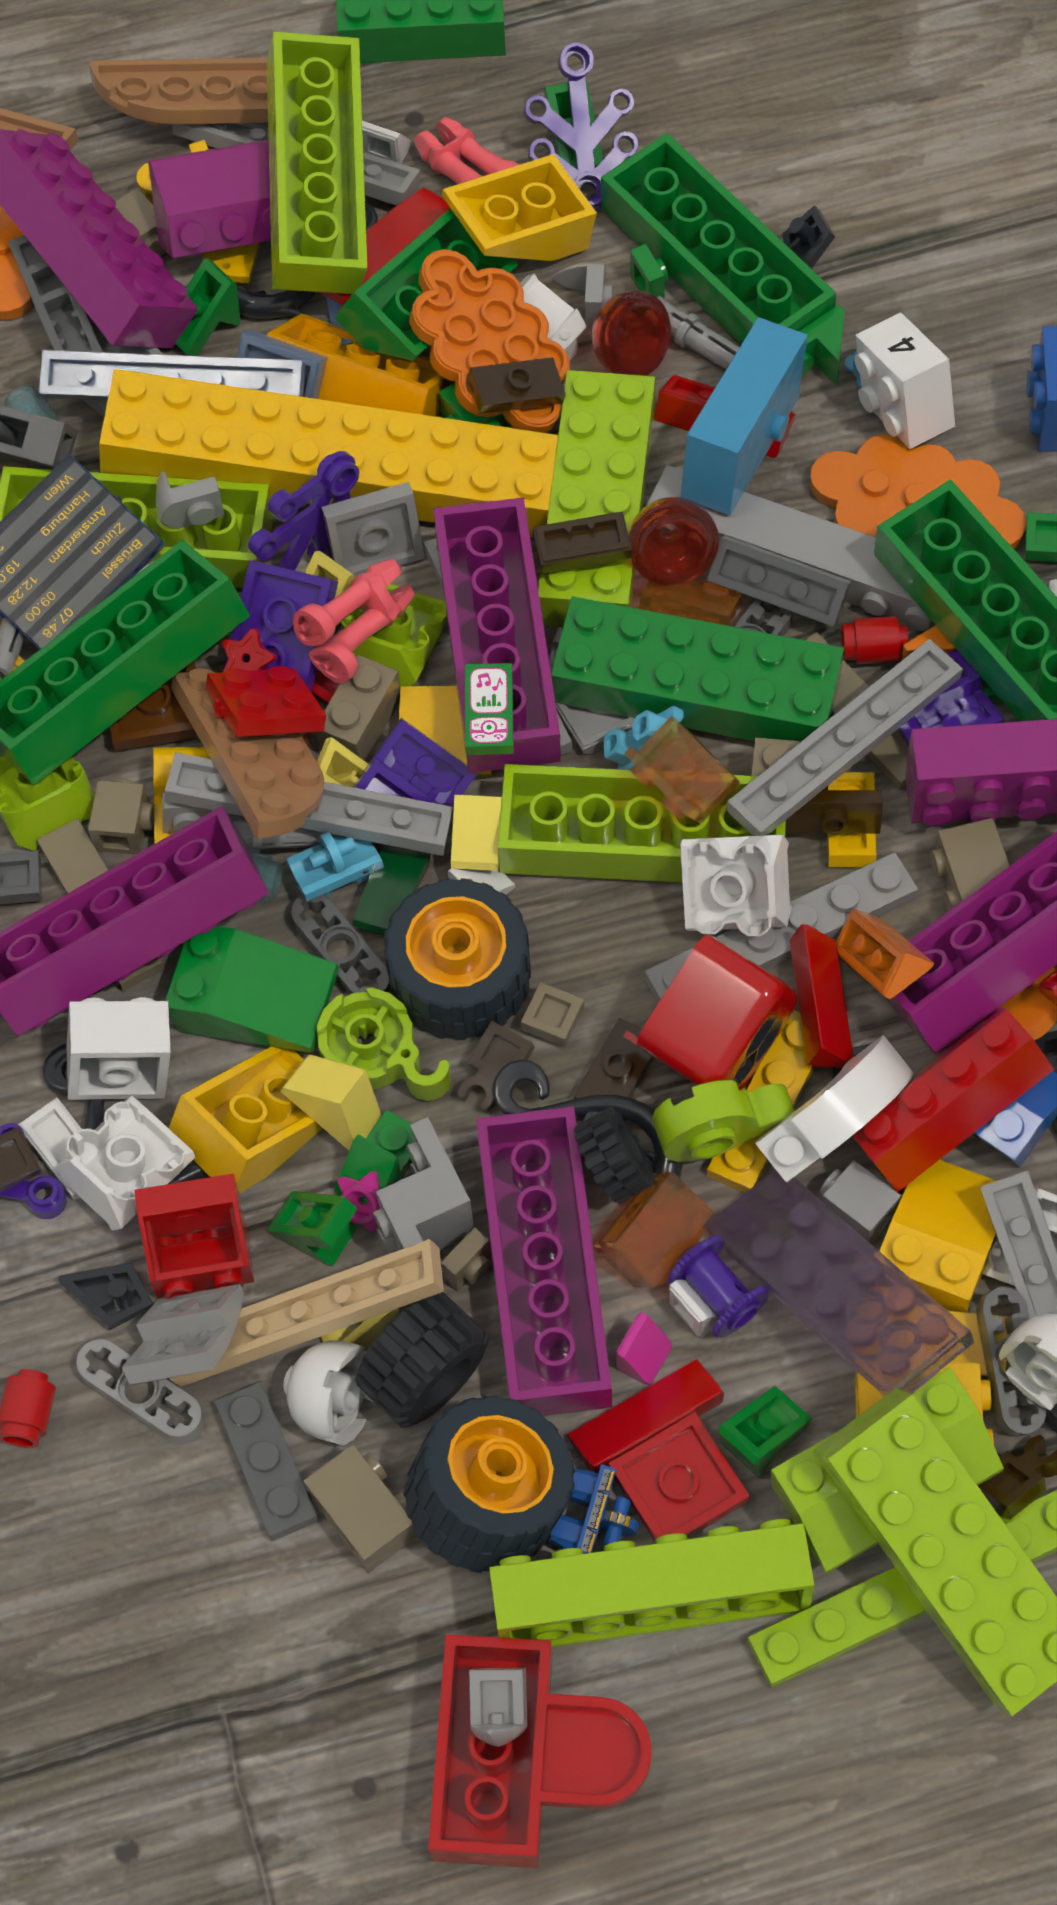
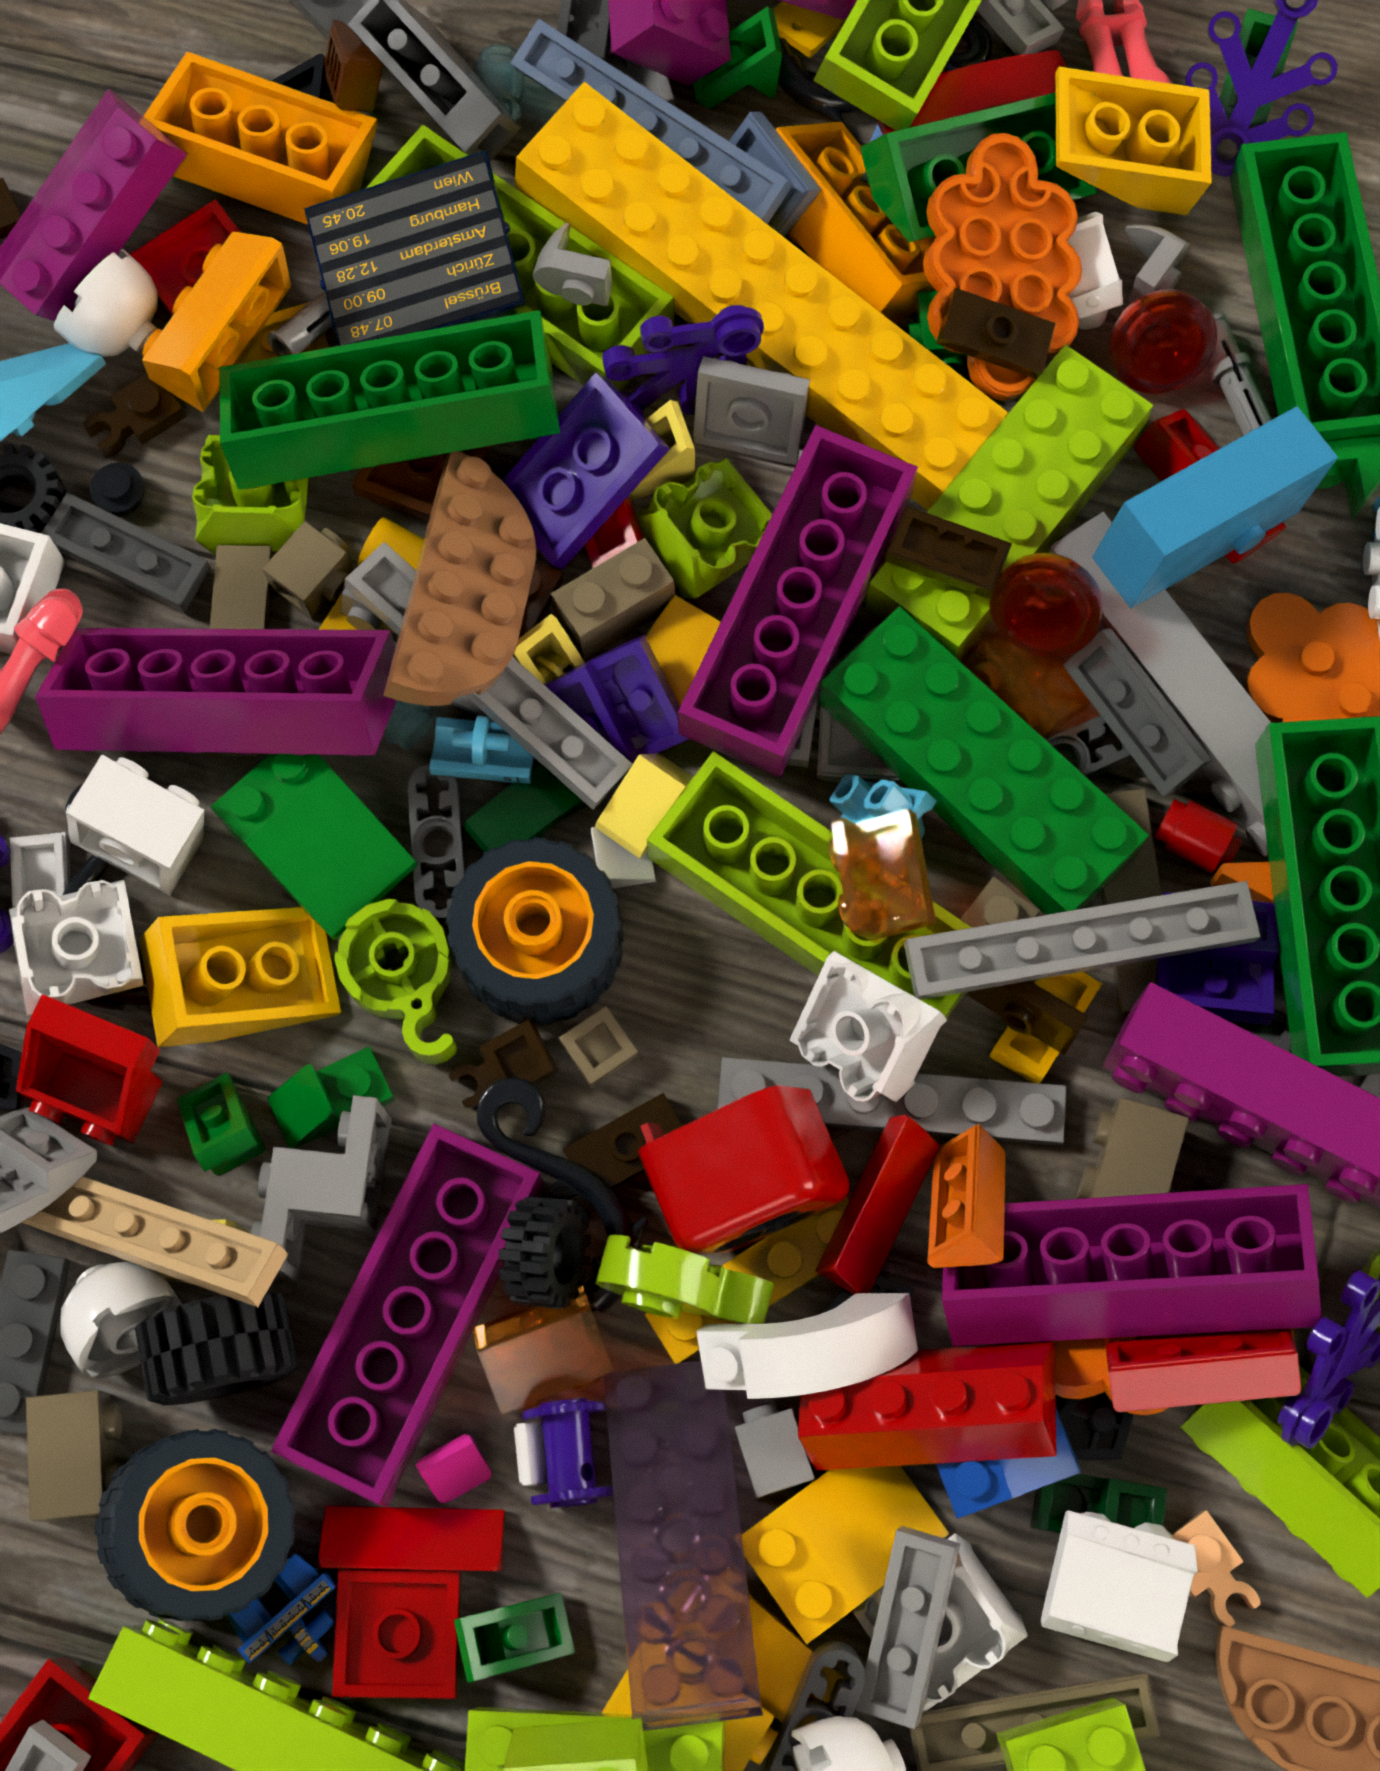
camera: 30 degrees right, 10 degrees up
(251, 645) = (546, 480): red plate -> none
(264, 702) = (508, 540): red plate -> none
(316, 623) = (695, 474): coral piece -> none
(334, 1097) = (318, 1007): light yellow slope -> none
(354, 1190) = (282, 1126): dark pink plate -> none
(467, 1260) = (340, 1261): dark tan plate -> none
(488, 709) = (724, 686): tile -> none
(648, 272) = (1229, 280): green plate -> none

